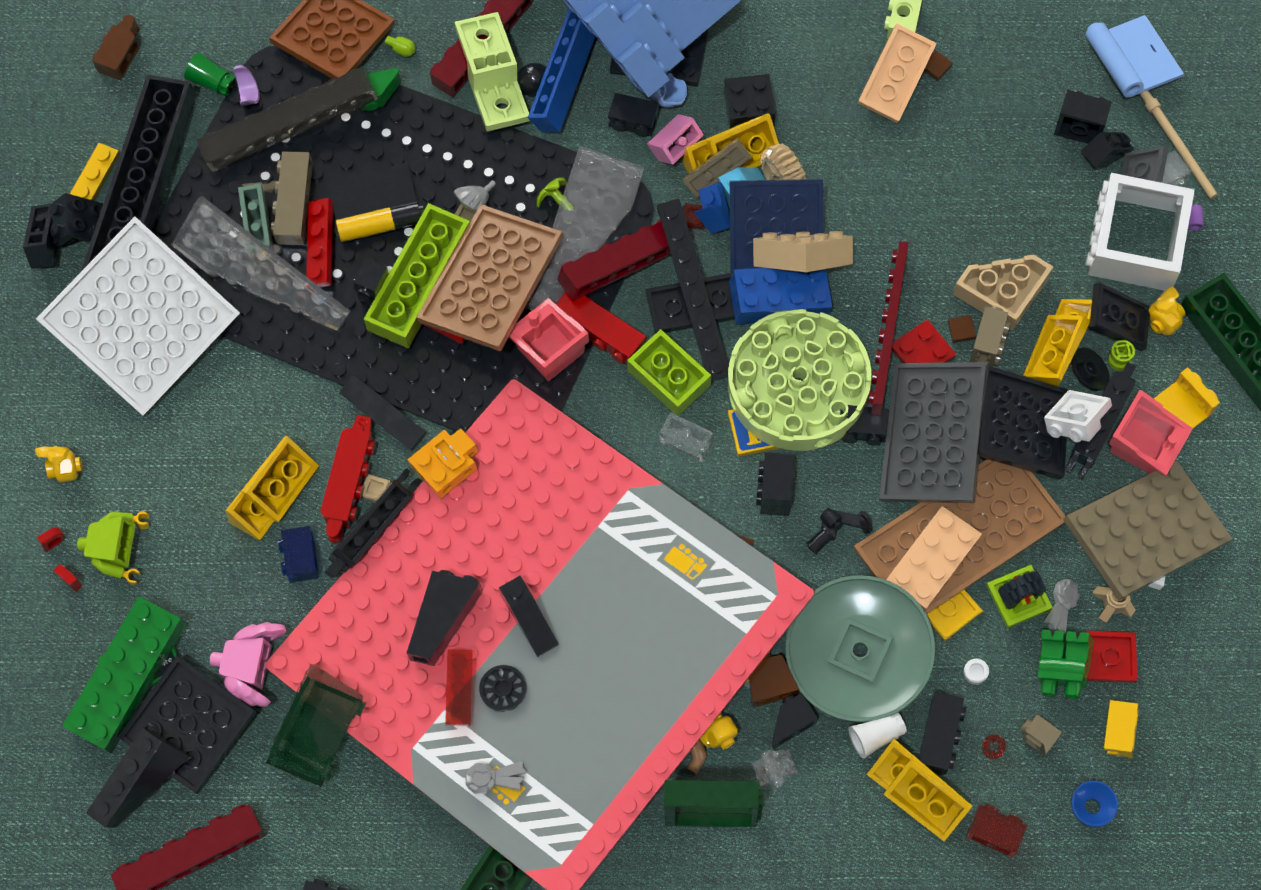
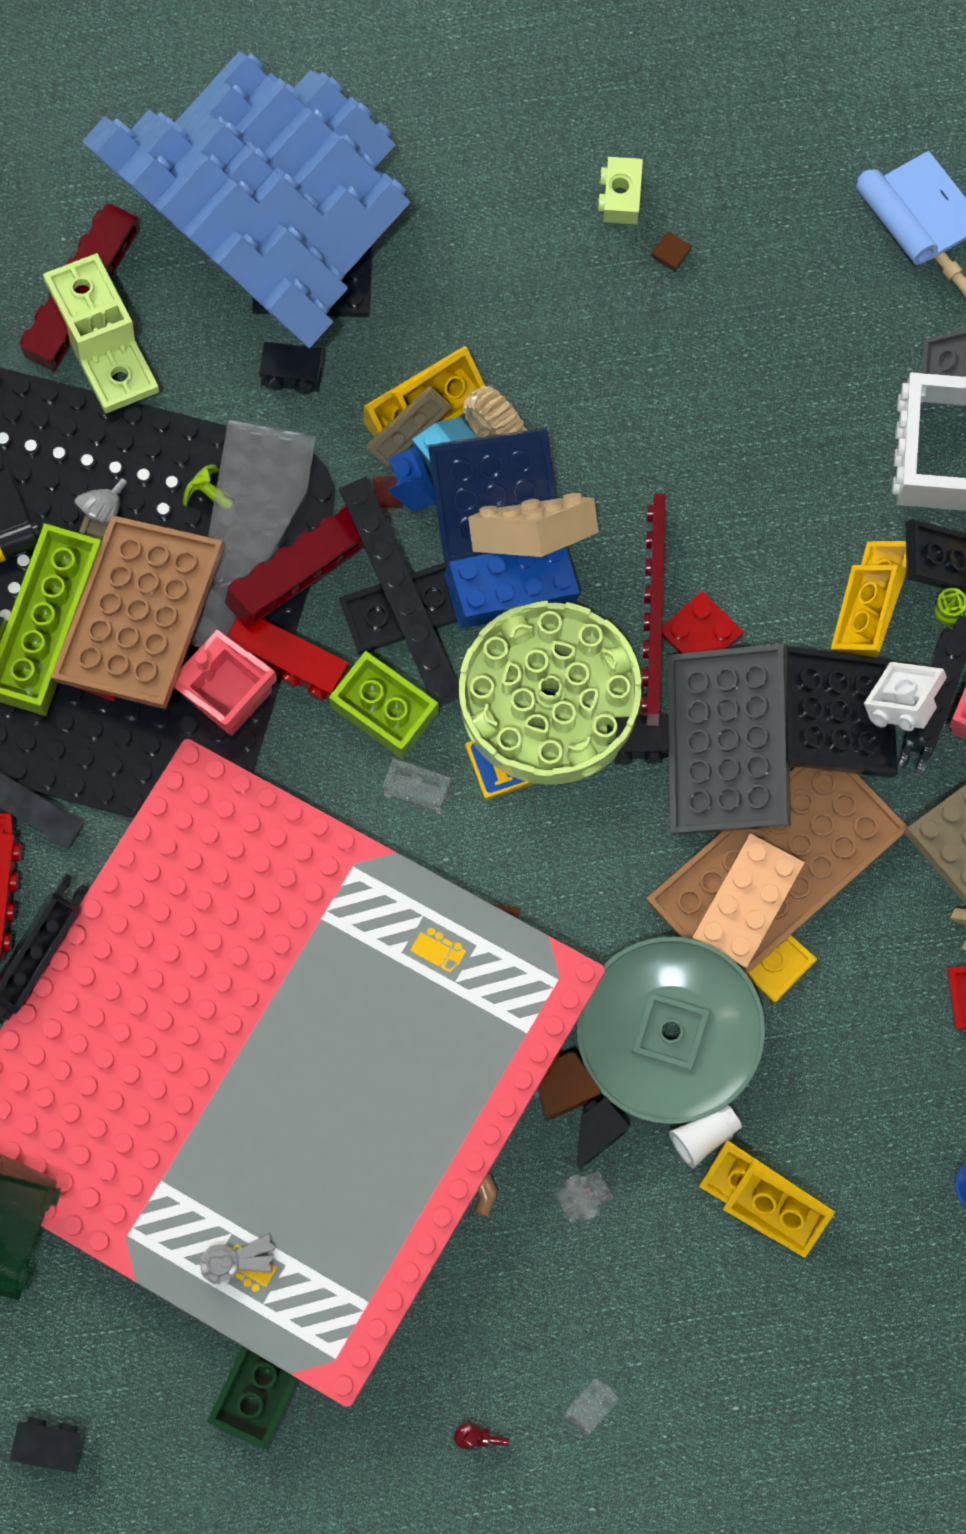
camera: 10 degrees left, 5 degrees up
(374, 487) = (28, 903): tan tile -> none
(441, 614) = (139, 1060): black slope -> none
(445, 461) = (115, 860): light orange piece -> none
(458, 687) = (175, 1151): clear red plate -> none
(502, 688) = (230, 1144): black wheel -> none
(528, 616) = (250, 1048): black slope -> none
(530, 78) = (158, 335): black hair -> none
(561, 75) = (191, 327): blue brick -> none
(671, 93) = (339, 334): light blue hair -> none
(674, 137) = (349, 393): bright pink brick -> none
(712, 803) = (514, 1255): dark green window -> none
(720, 733) = (511, 1162): yellow head -> none
(748, 99) = (437, 329): black brick -> none
(775, 484) = (539, 827): black brick -> none
(832, 522) = (615, 870): black pin -> none
(896, 73) = (622, 269): light nougat plate -> none
(942, 732) = (785, 1122): black brick -> none
(961, 329) = (746, 597): reddish brown tile -> none
(976, 671) = (818, 1037): white tile -> none
(990, 336) = (783, 602): dark tan brick -> none
(992, 755) = (841, 1130): clear red bush -> none
(996, 830) = (868, 1235): clear red brick -> none
(1004, 285) = (793, 537): tan brick -> none
(1019, 596) = (860, 934): plate -> none
(1040, 734) = (906, 1107): dark tan window -> none
(1064, 662) = (926, 1013): green hips -> none
(1065, 597) = (918, 928): light grey piece -> none
(1082, 116) = (866, 300): black brick -> none
(1090, 369) = (914, 629): black dish -> none
(1107, 148) = (902, 336): black slope -> none

